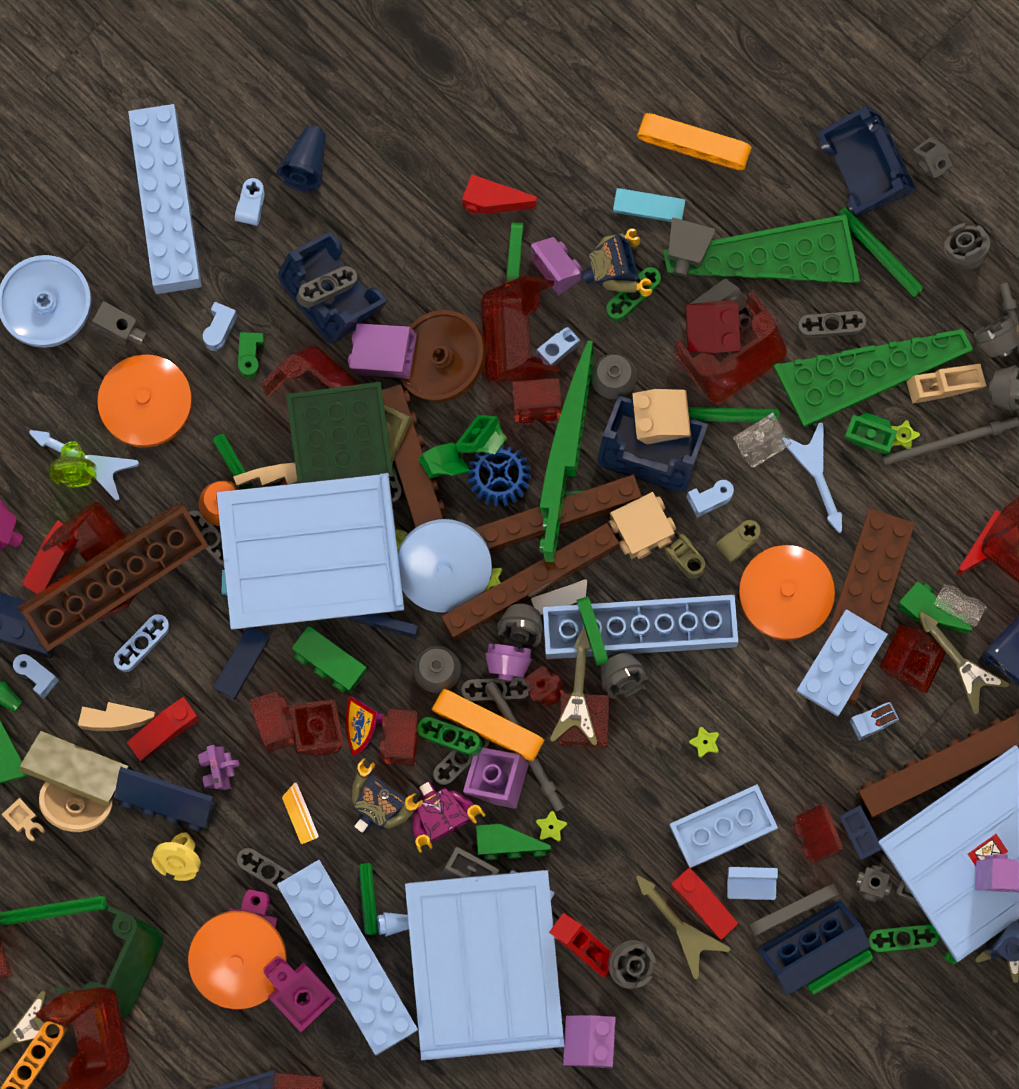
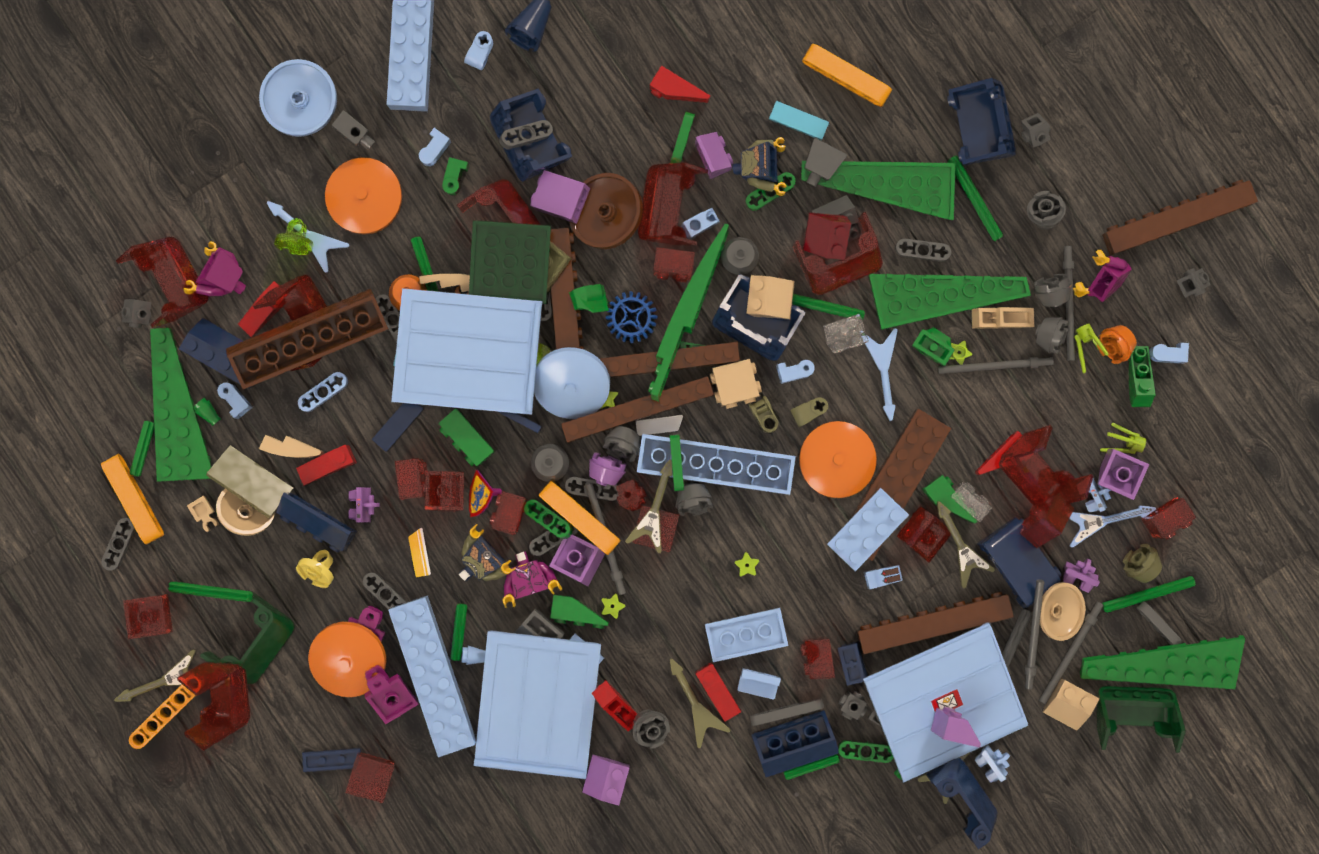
camera: 10 degrees right, 10 degrees up
(482, 436) = (624, 284): green slope -> none

